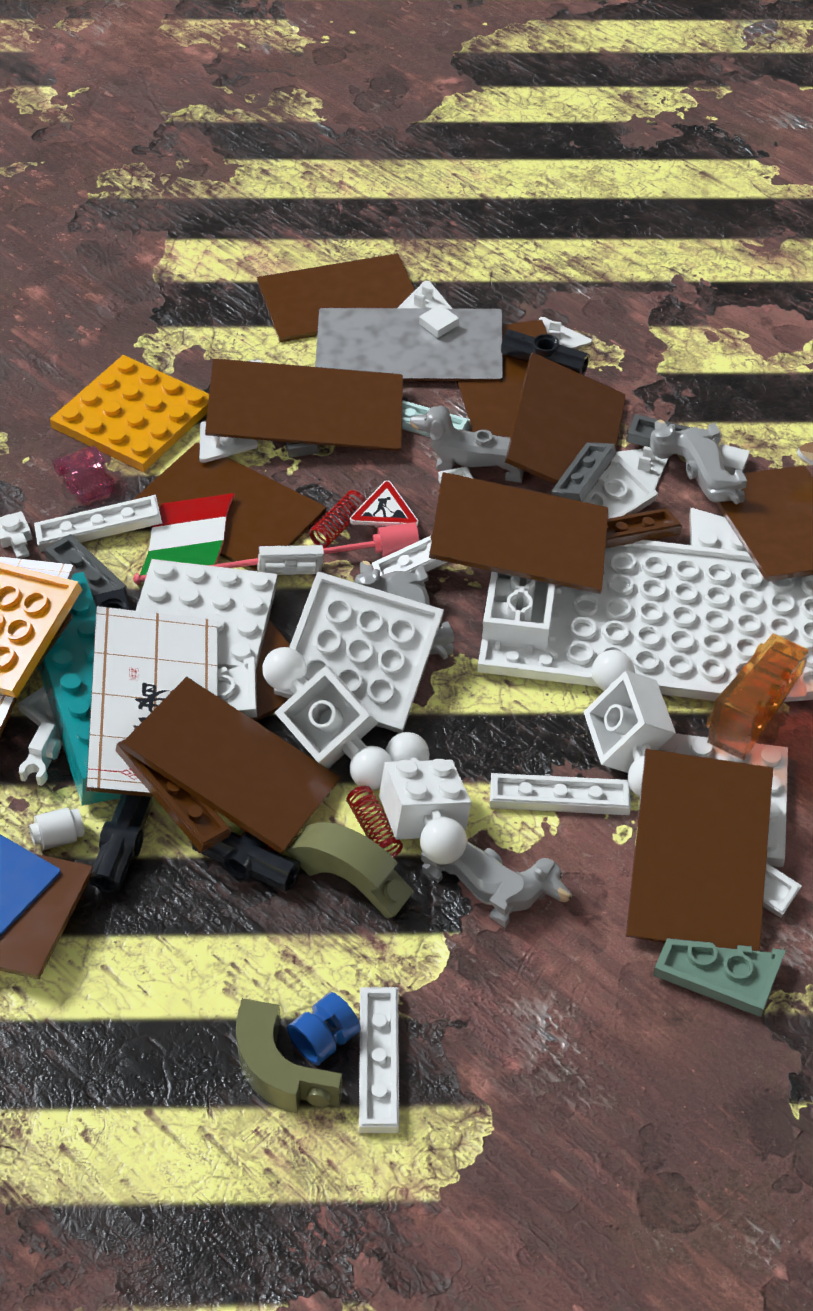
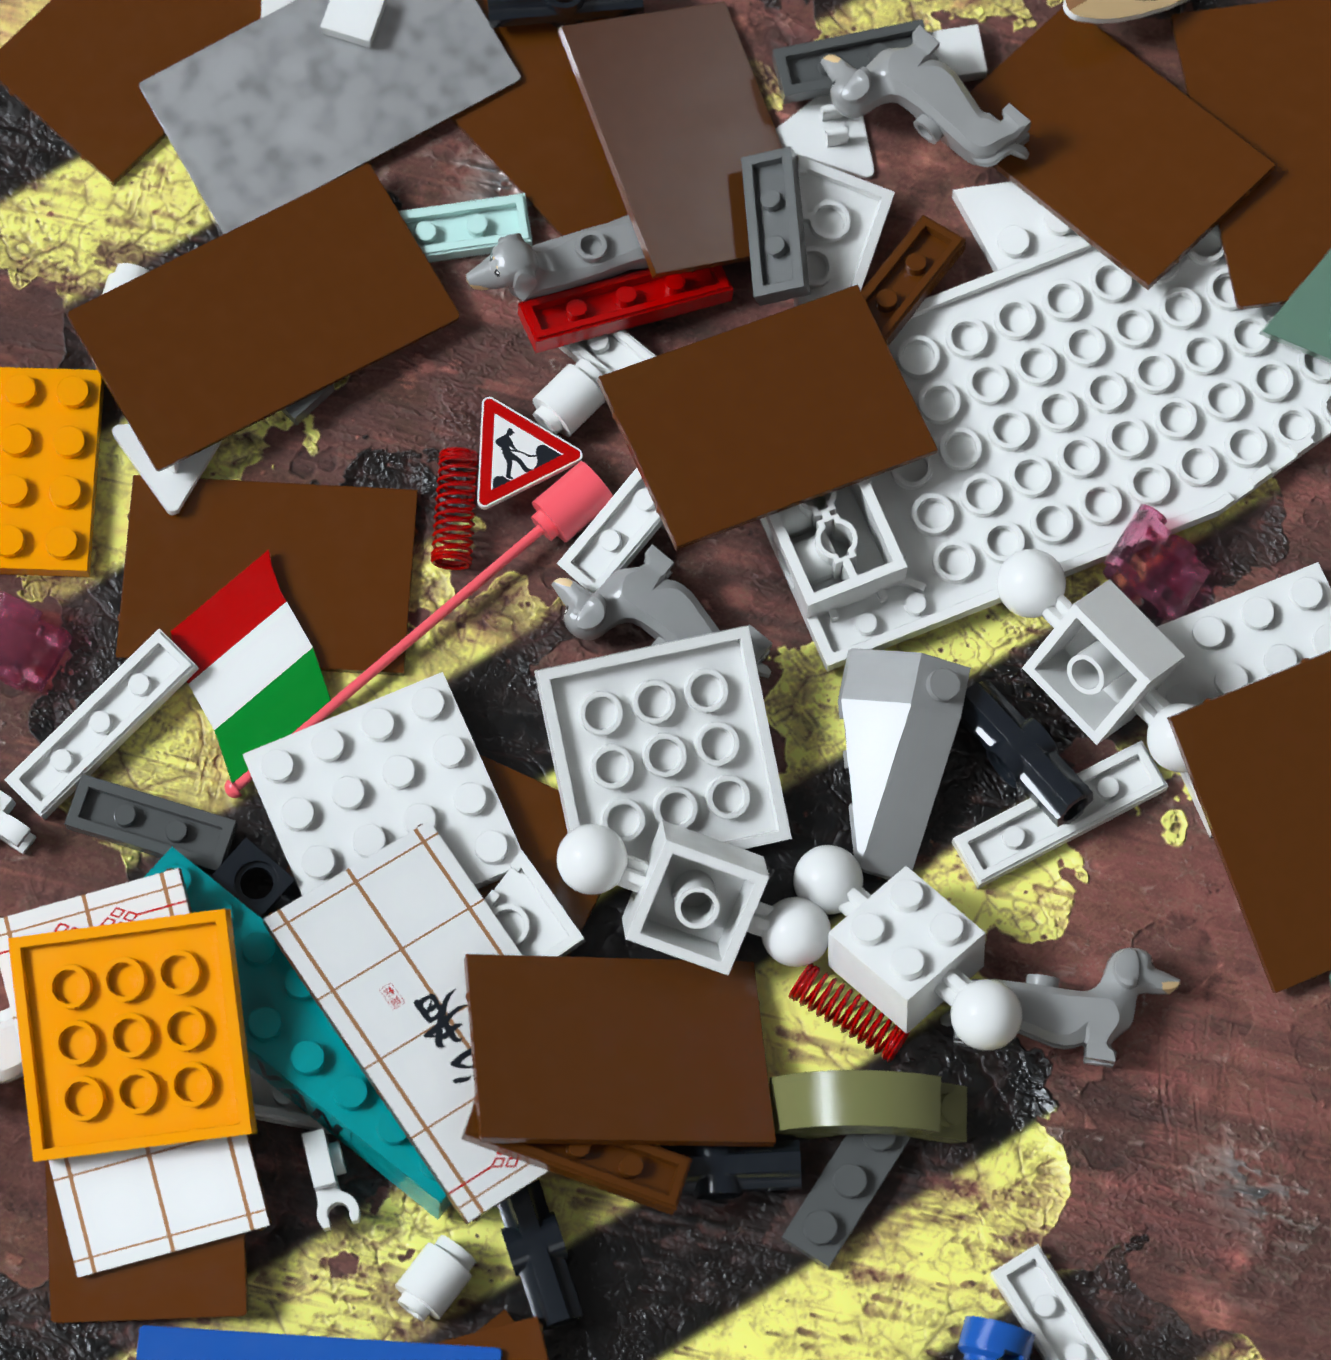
camera: 30 degrees left, 25 degrees up
(290, 559) = (443, 634): white tile -> none
(309, 907) = (843, 1195): none -> dark grey plate
(423, 501) = (569, 398): none -> white brick
(447, 462) = (619, 305): none -> red tile
(489, 711) = (898, 738): none -> light grey wedge
(556, 749) = (1024, 754): none -> black piece
(685, 707) = (1158, 570): none -> clear pink cylinder
(755, 695) = (1247, 513): clear orange wedge -> none

